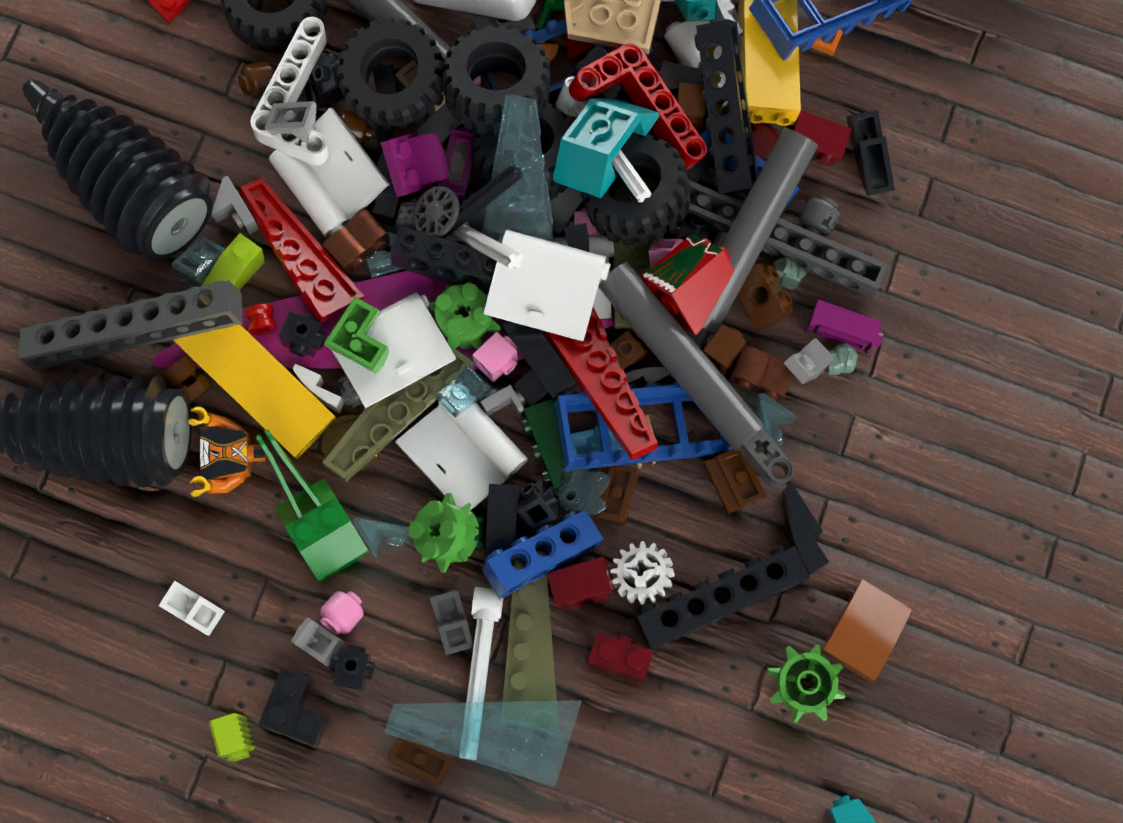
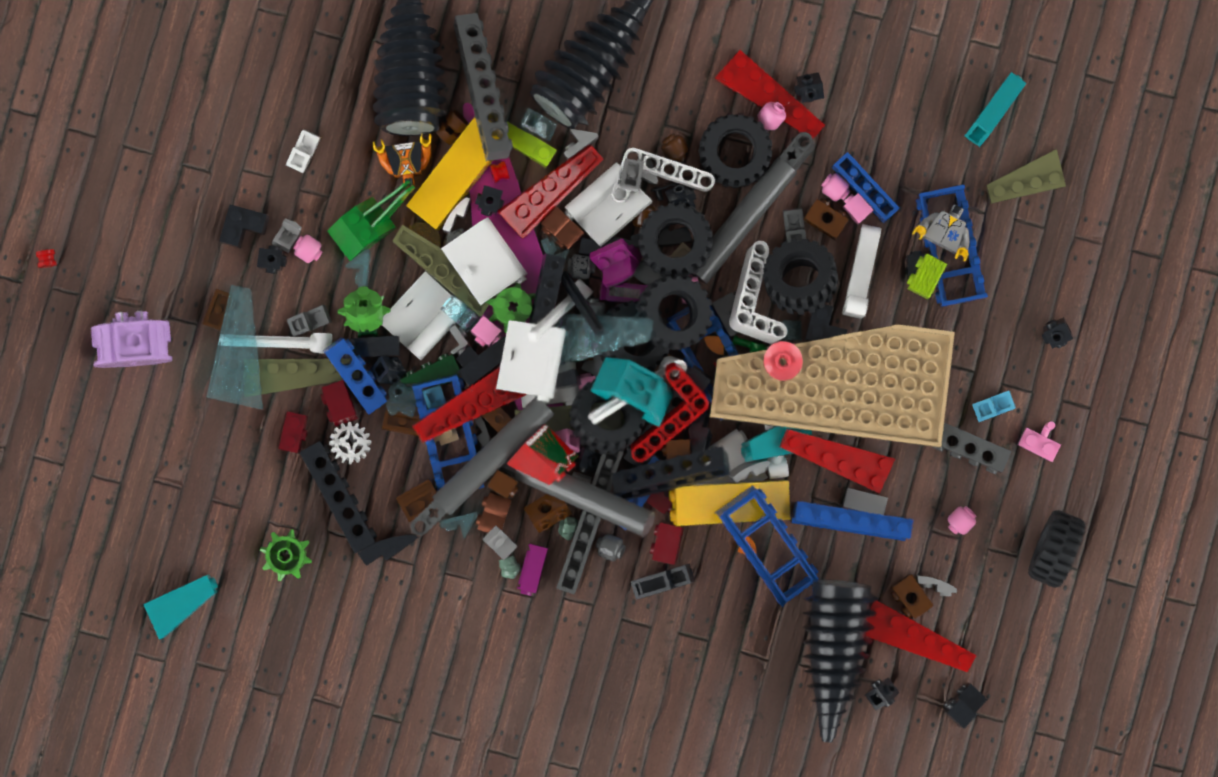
camera: 90 degrees right, 10 degrees up
(232, 737) = (220, 188): lime brick -> none
(350, 337) = (484, 233): bright green brick -> none
(436, 211) = (579, 281): dark grey wheel -> none
(866, 631) = (325, 594): dark orange slope -> none

